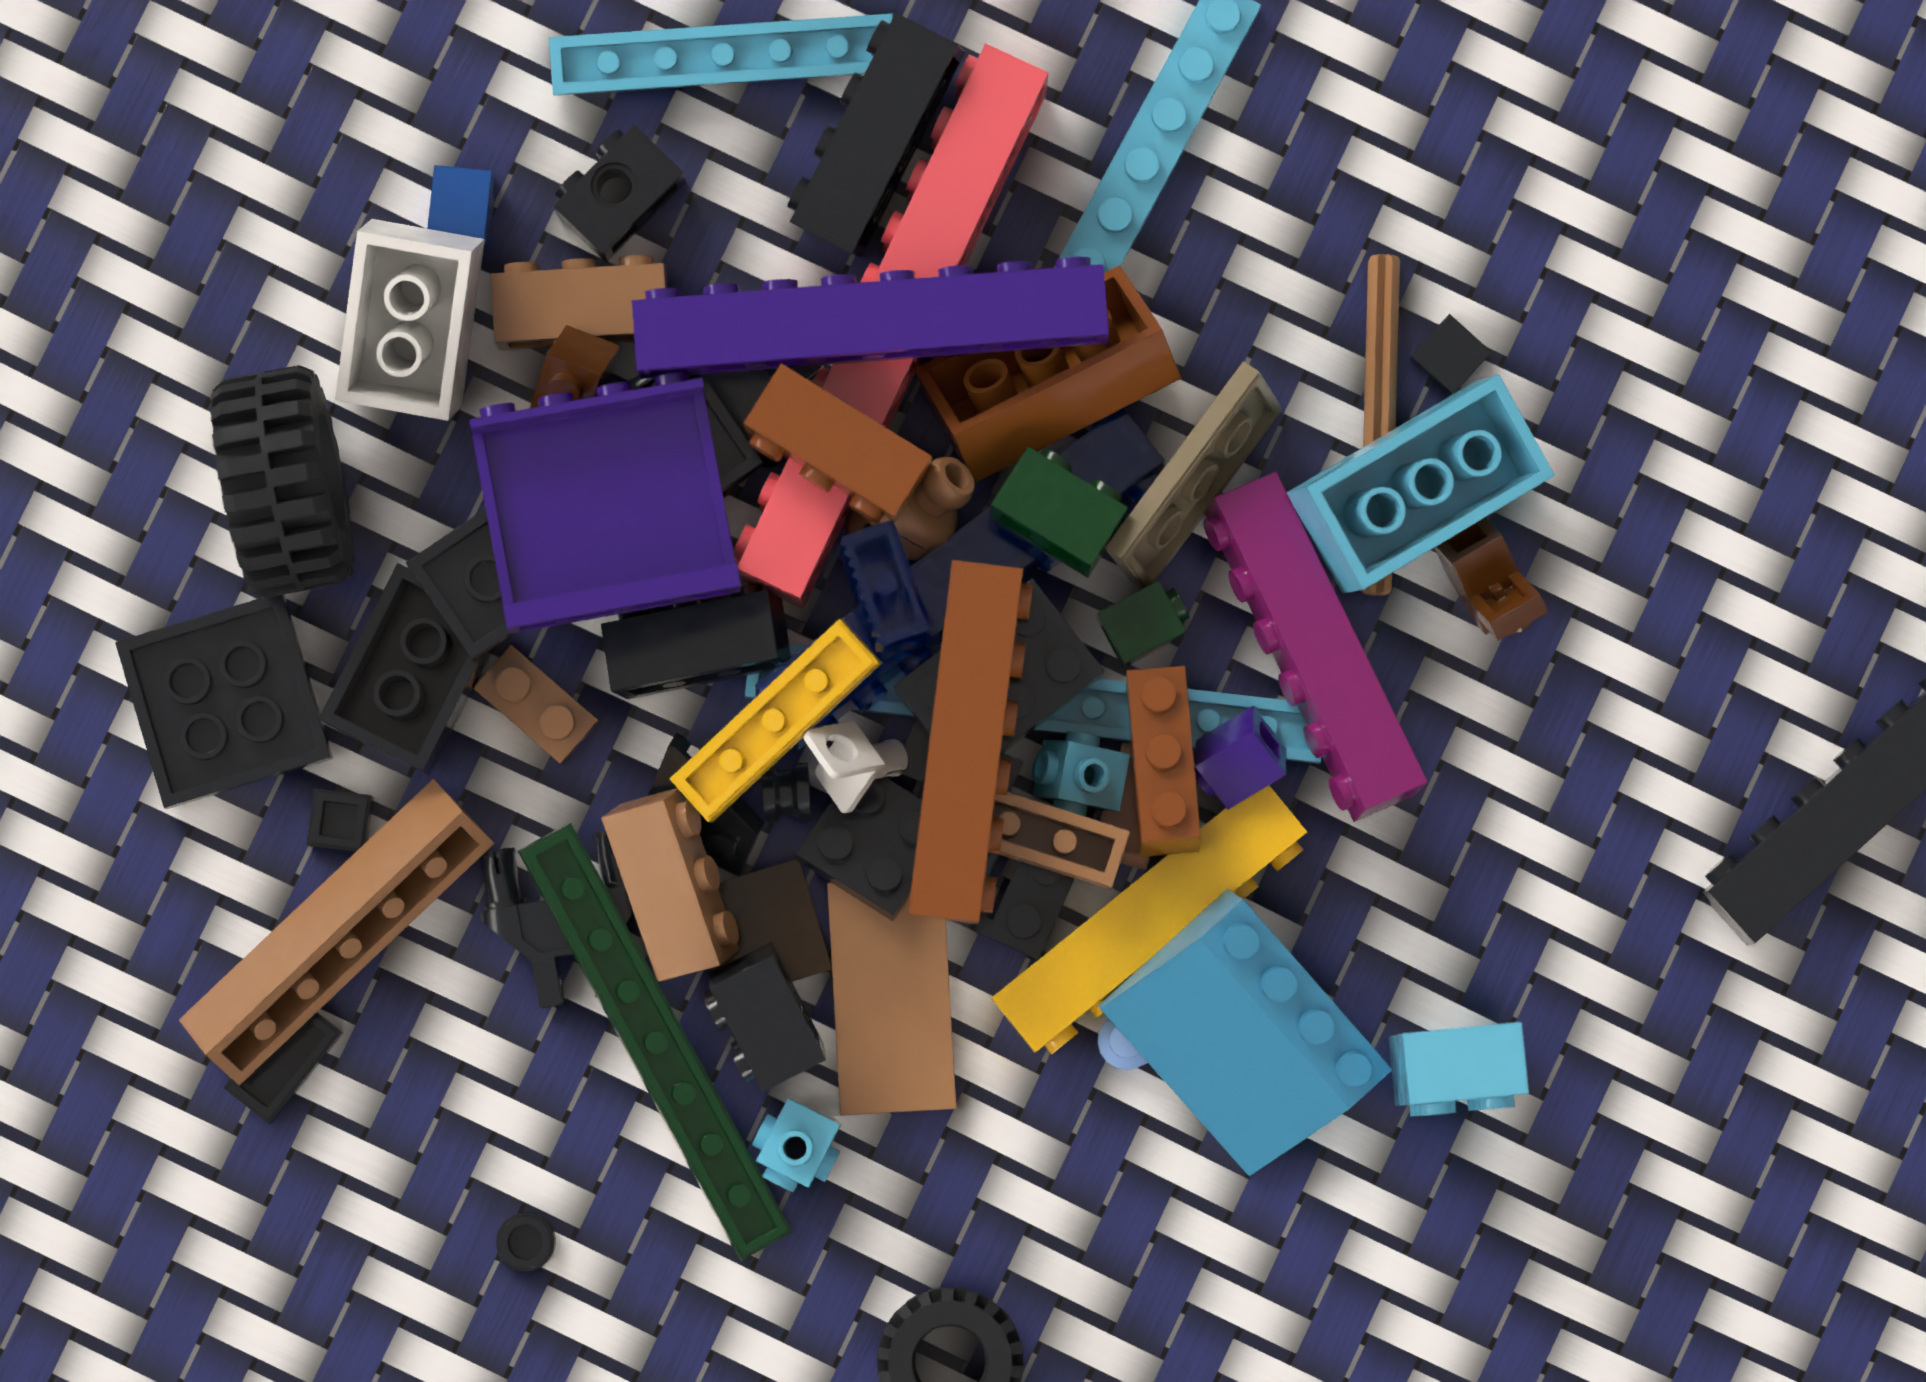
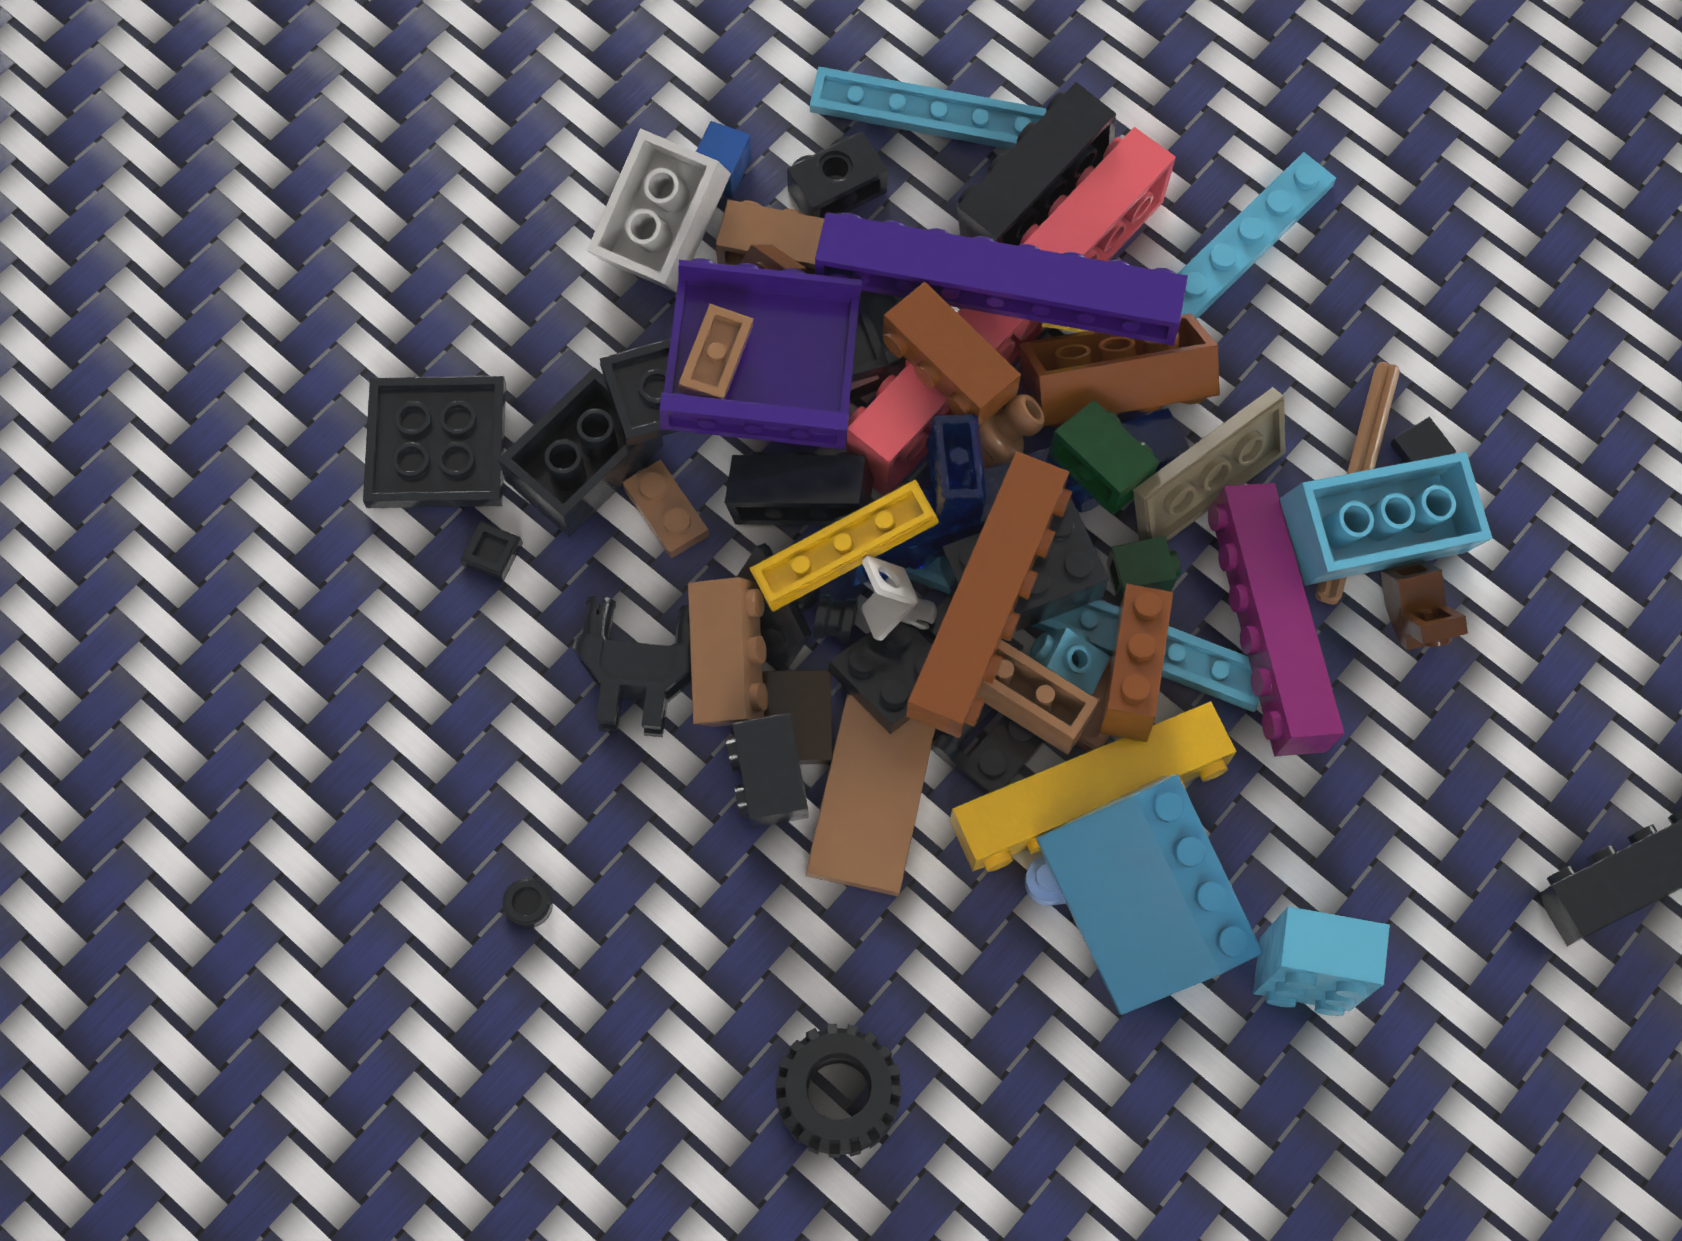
camera: 15 degrees right, 15 degrees down
(282, 481) = (527, 282): black tyre -> none
(287, 1069) = (388, 712): black tile -> none
(335, 932) = (458, 623): medium nougat brick -> none
(551, 529) = (715, 353): none -> medium nougat plate
(654, 1041) = (678, 773): dark green tile -> none
(816, 1132) = (768, 866): medium azure brick -> none
(1239, 758) = (1195, 681): dark purple brick -> none

